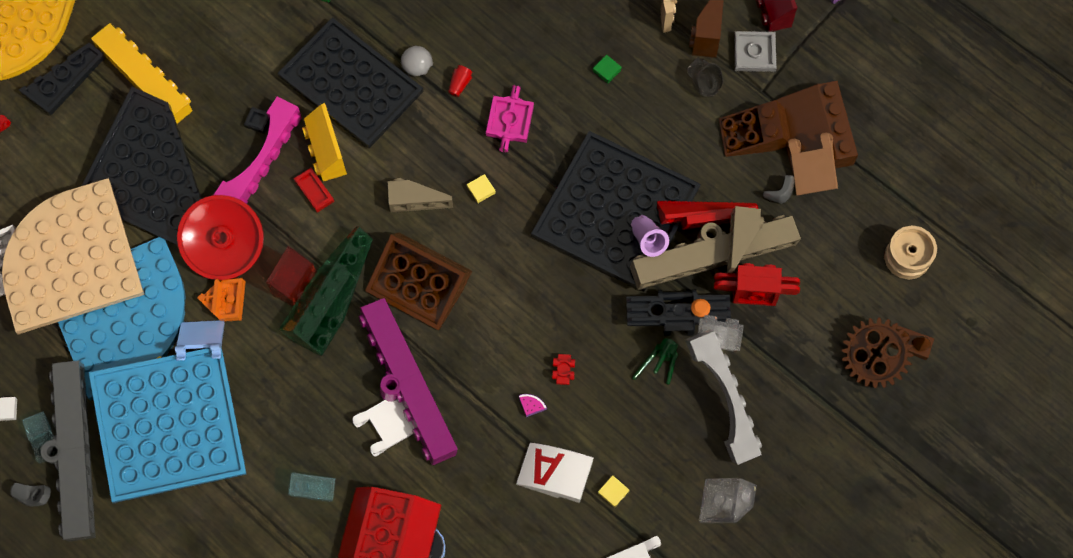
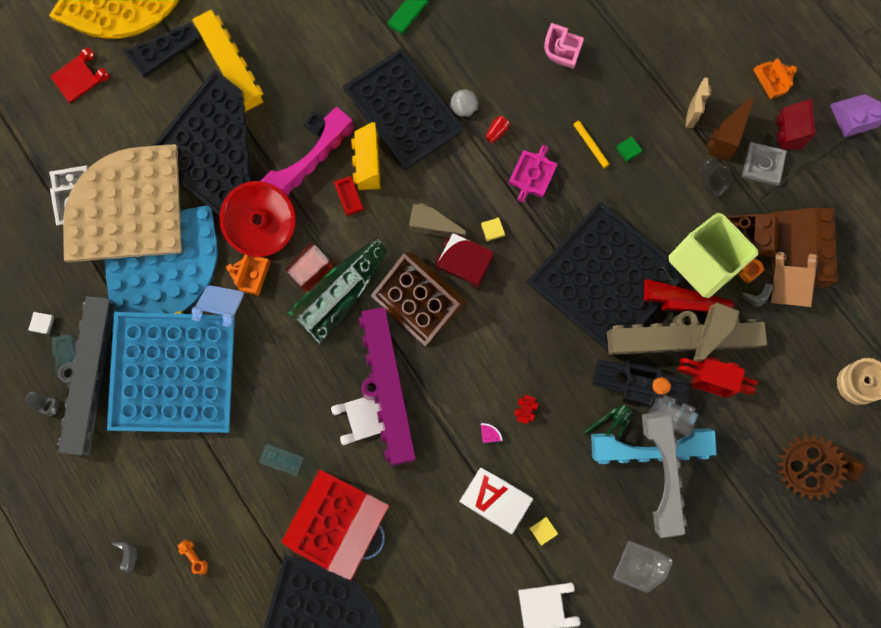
camera: 15 degrees right, 5 degrees up
(458, 227) = (464, 260): none -> dark red panel
(565, 73) = (591, 144): none -> yellow bar
(650, 237) = (632, 311): lavender plant -> none
(720, 158) = (712, 255): none -> yellowish green plate
(753, 358) = (699, 443): none -> medium azure arch
(767, 166) = (751, 271): none -> orange hair

